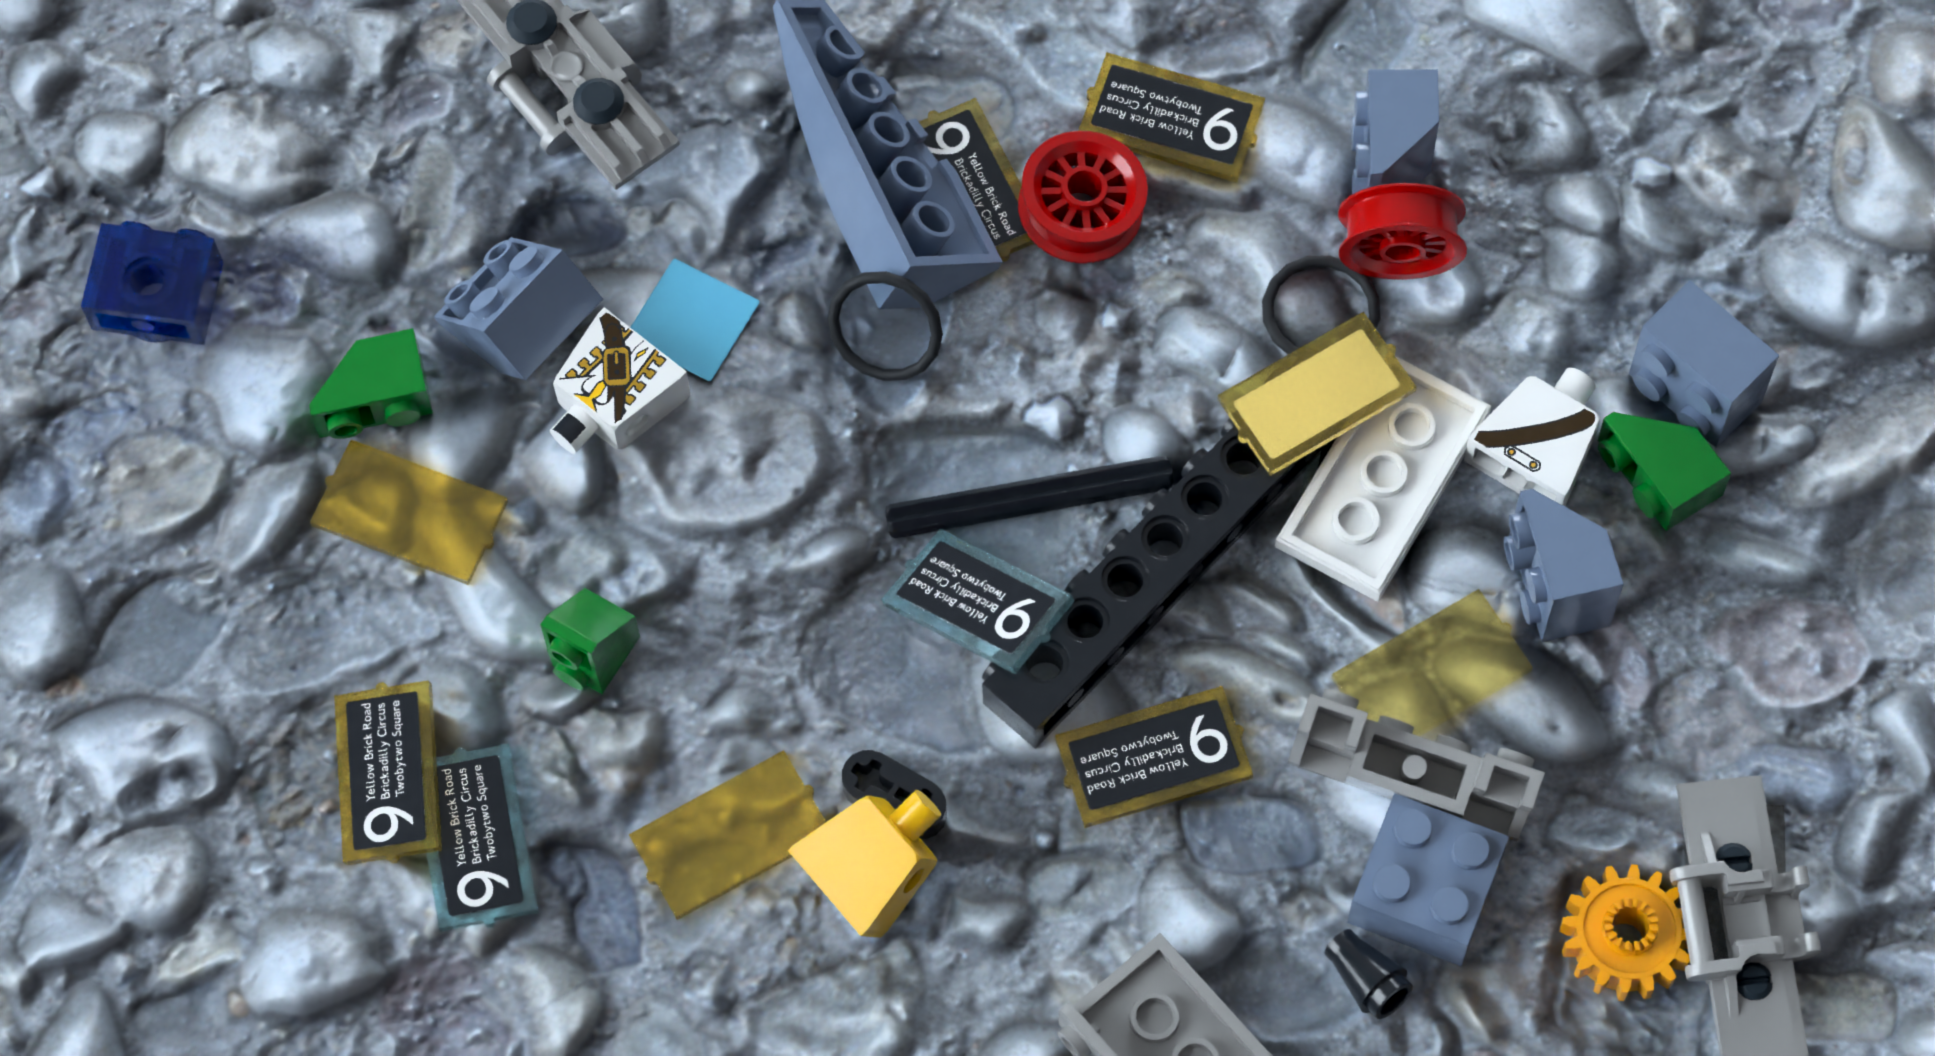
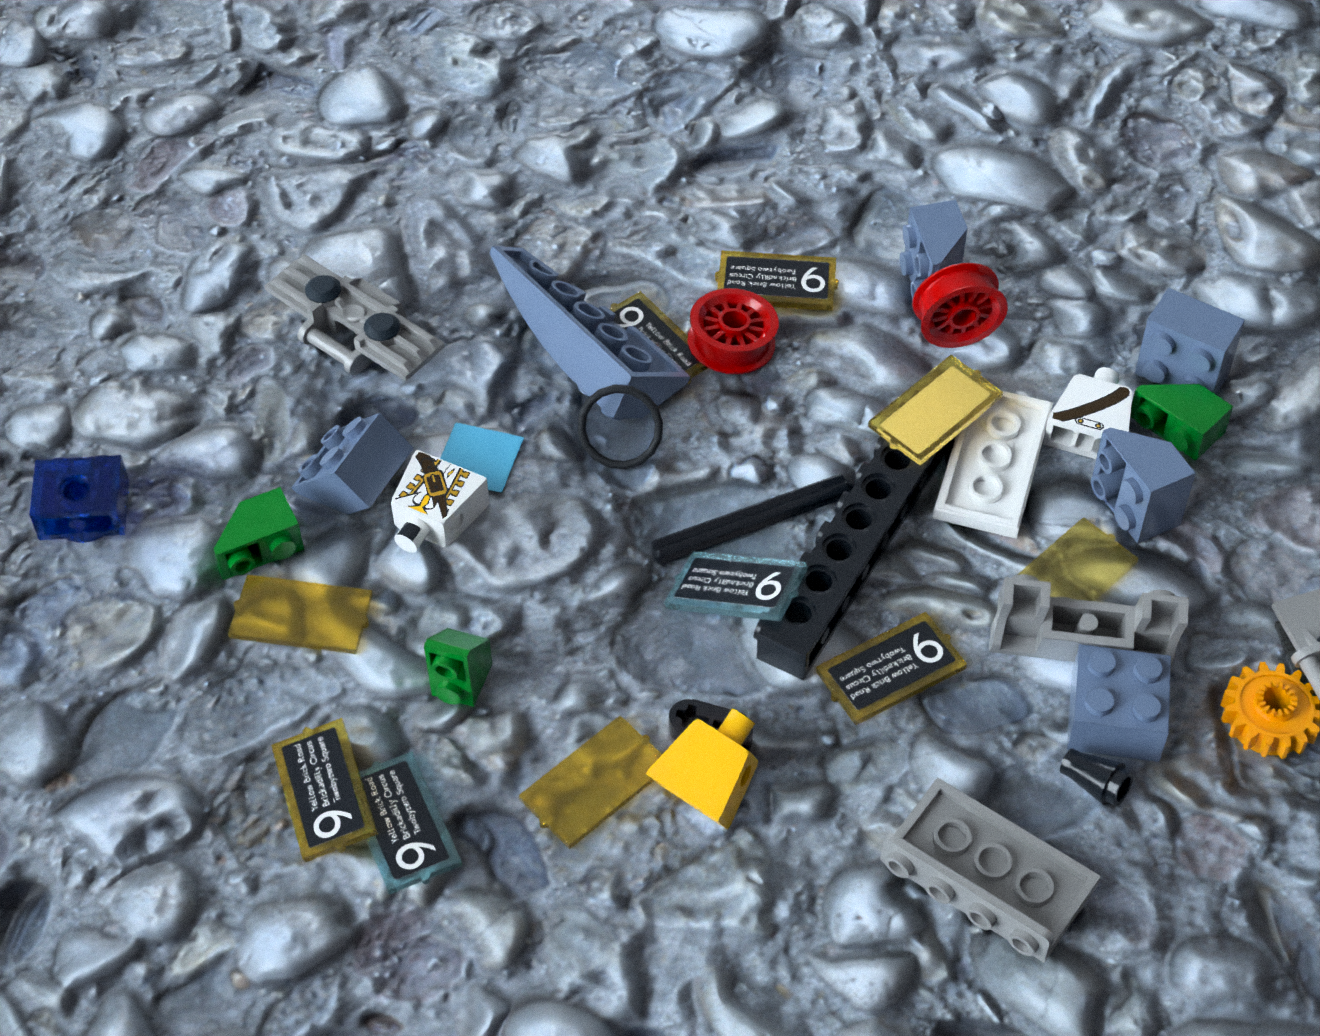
camera: 15 degrees left, 15 degrees down
(1300, 265) = (899, 346): black piece -> none

